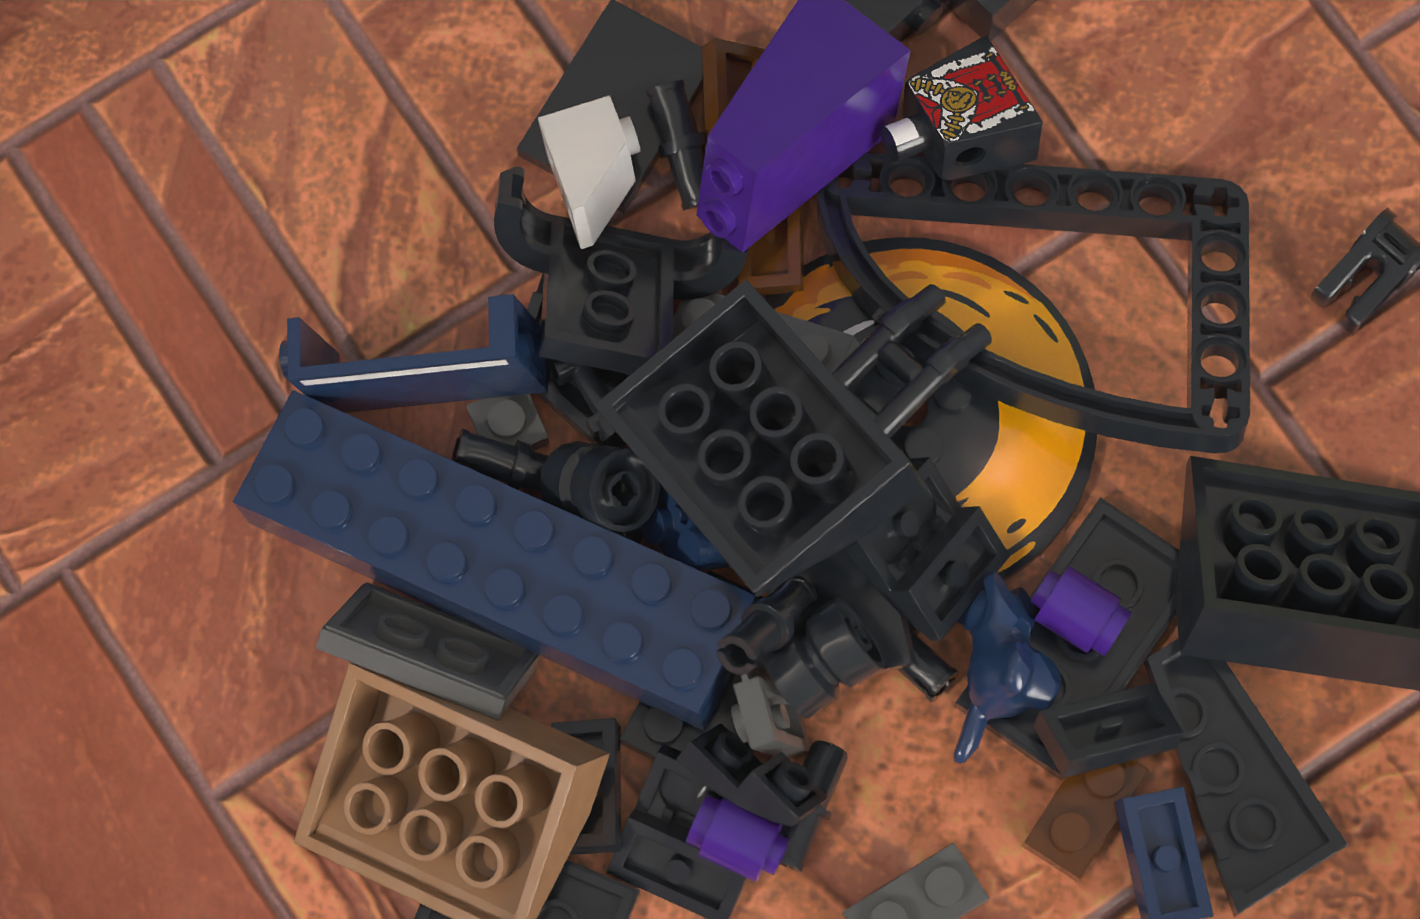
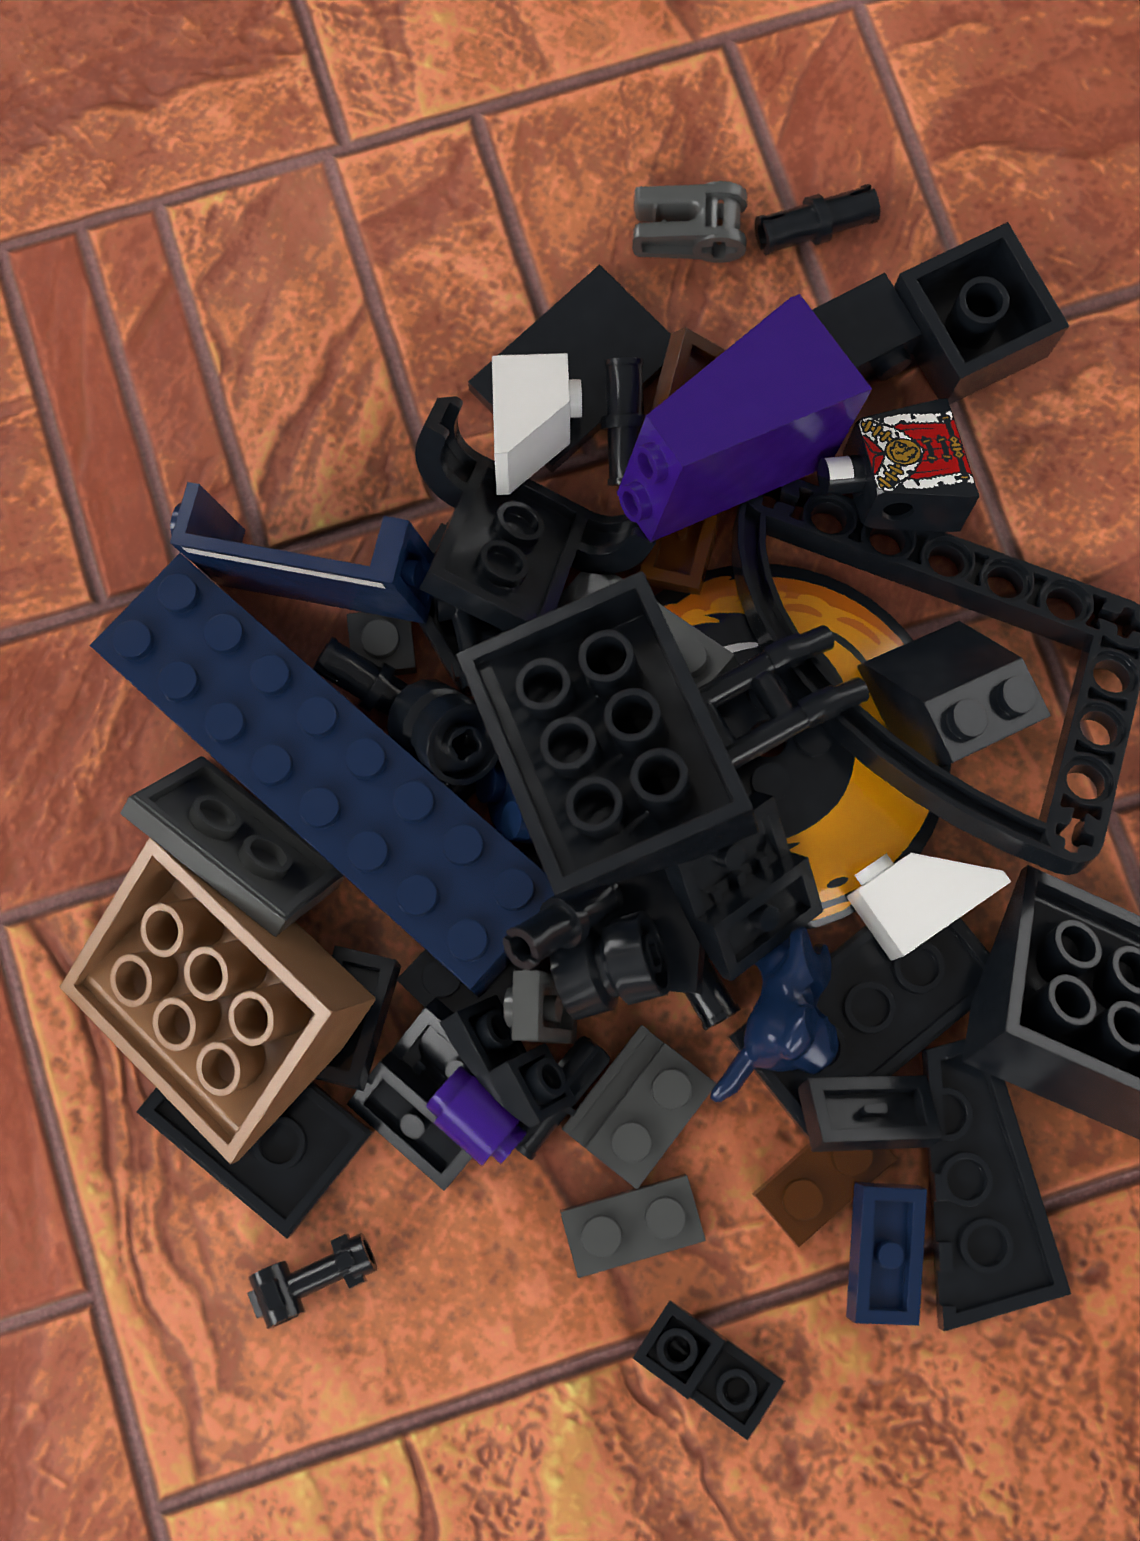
camera: 10 degrees right, 5 degrees up
(888, 793) = (639, 1106): none -> dark grey plate
(1073, 315) = (953, 693): none -> black slope
(1080, 610) = (876, 987): dark purple brick -> none
(1096, 514) = (919, 897): none -> white slope

